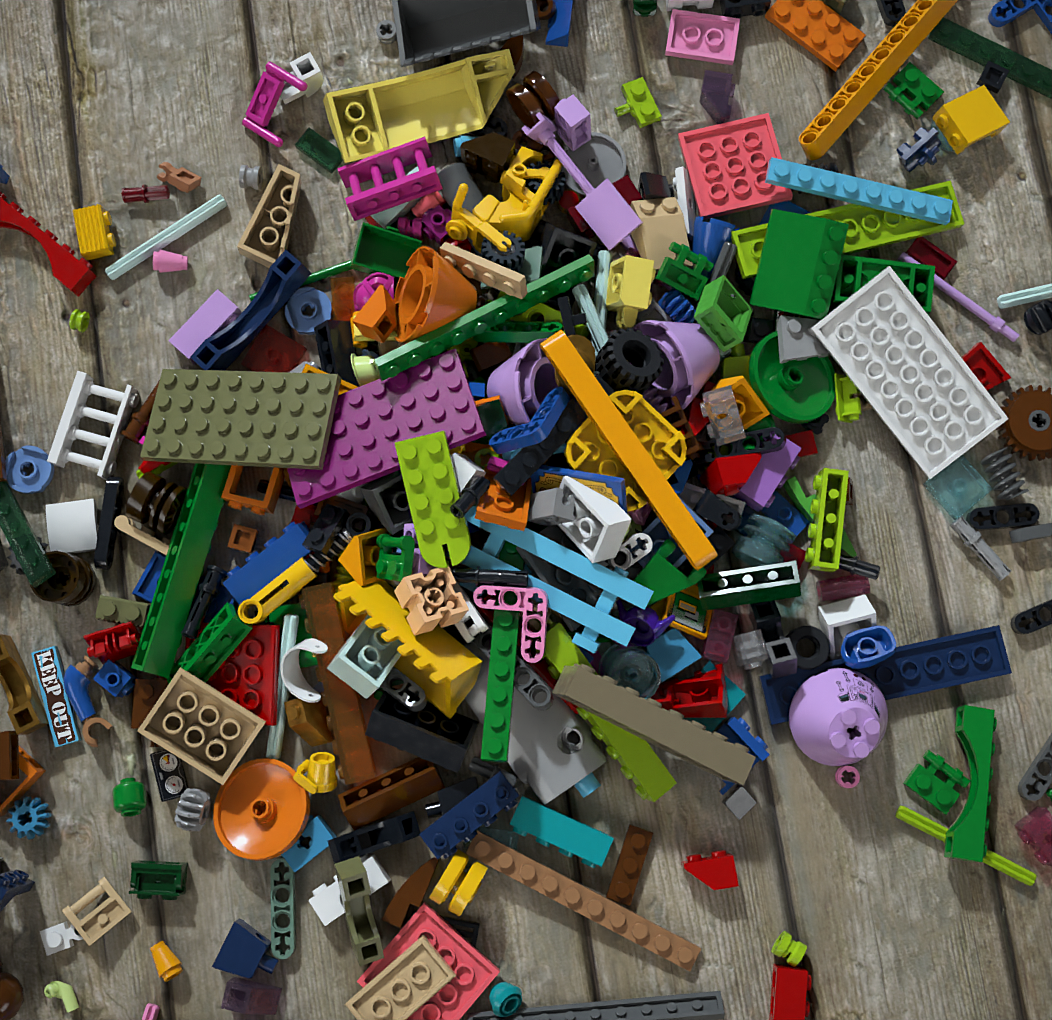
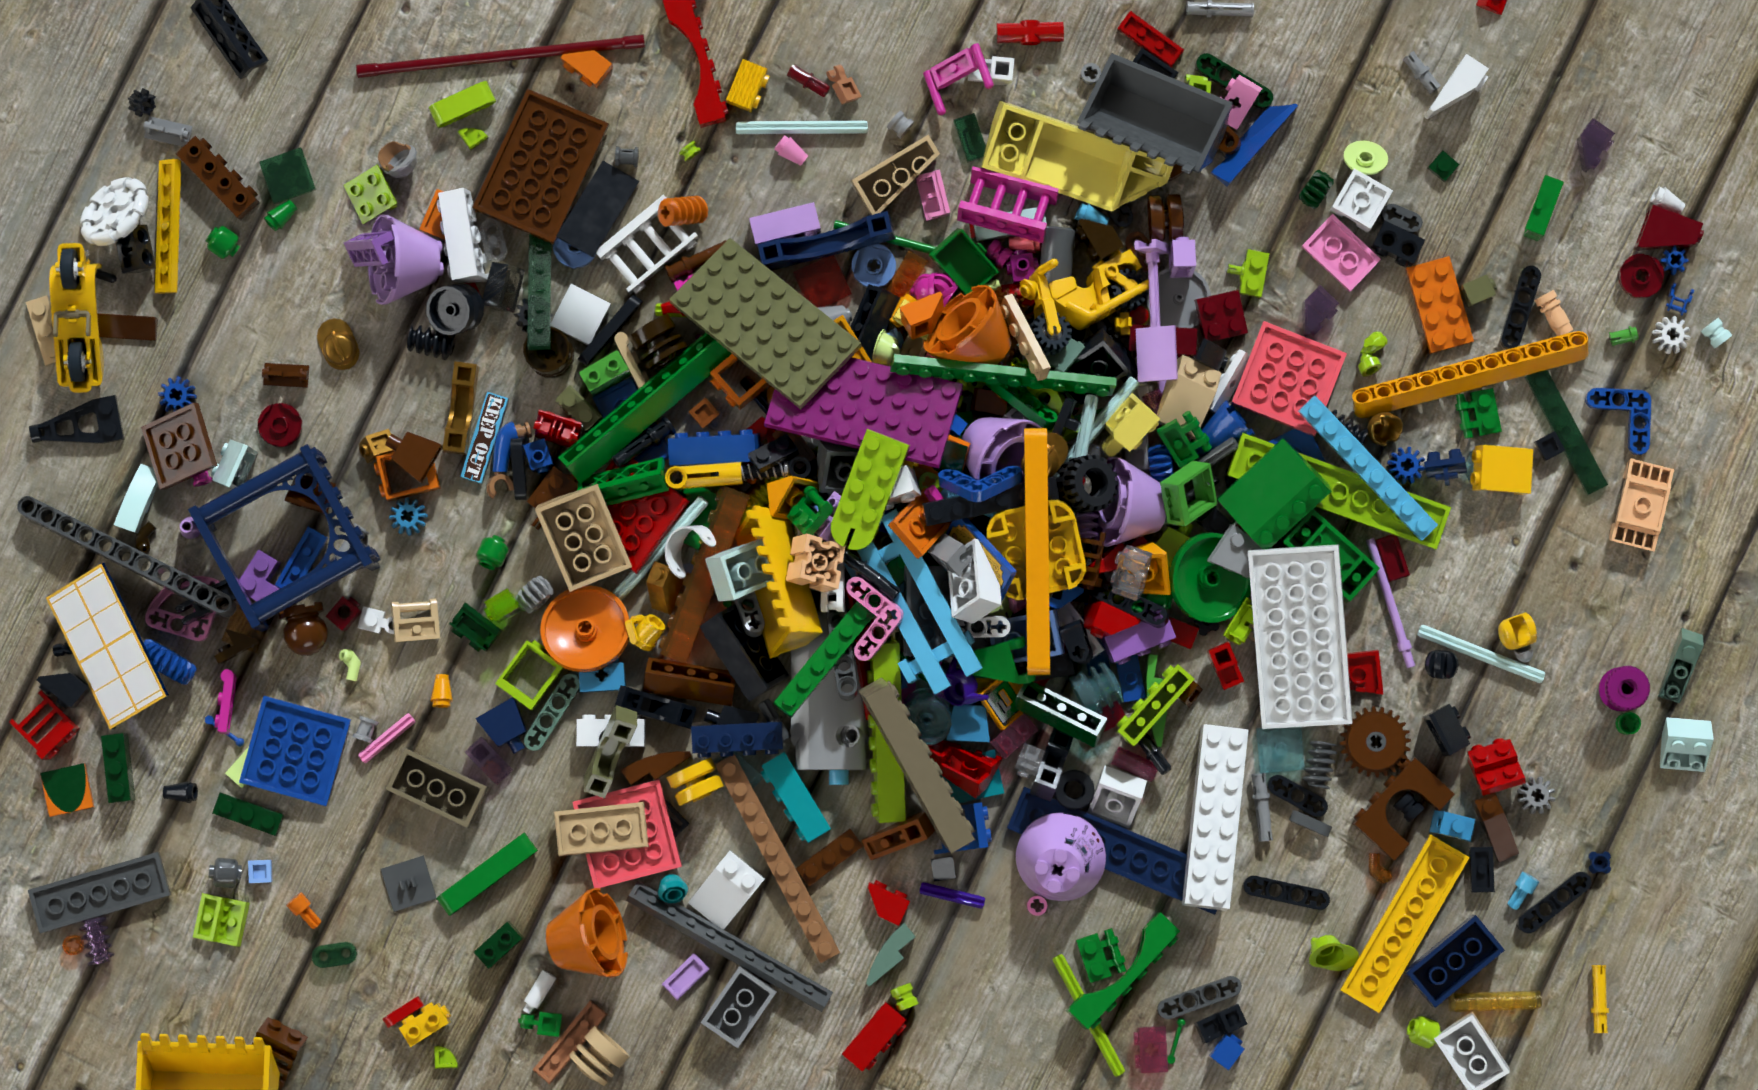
camera: 30 degrees right, 5 degrees up
(17, 959) = (334, 614): none -> dark red brick
(25, 362) = (626, 156): none -> dark grey bush
(27, 423) = (597, 208): none -> black piece
(103, 703) = (518, 468): none -> black beam
(104, 373) = (682, 211): none -> orange piece
(125, 562) = (605, 373): none -> bright green panel
(168, 842) = (501, 606): none -> clear neon green brick
(169, 775) = (532, 555): slope -> none
(220, 913) = (515, 692): none -> lime window
(311, 30) = (1030, 32): none -> red piece
(320, 217) = (933, 195): none -> bright pink hinge
(470, 497) = (895, 507): black axle -> none
(556, 963) = (726, 890): none -> white slope
(560, 214) = (1123, 324): none -> yellow plate
(639, 153) = (1221, 316): none -> dark red plate
(679, 800) = (898, 836): none -> dark orange slope
(747, 918) = (889, 953): none -> sand green slope
(764, 821) = (952, 895): none -> dark purple axle
(792, 110) = (1369, 364): none -> lime arm
(846, 152) = (1384, 428): none -> pearl gold hair
(856, 443) = (1225, 665): none -> red brick
(867, 647) = (1118, 819): blue piece -> none
(889, 165) = (1401, 458): none -> blue gear
(951, 586) = (1215, 817): none -> white brick

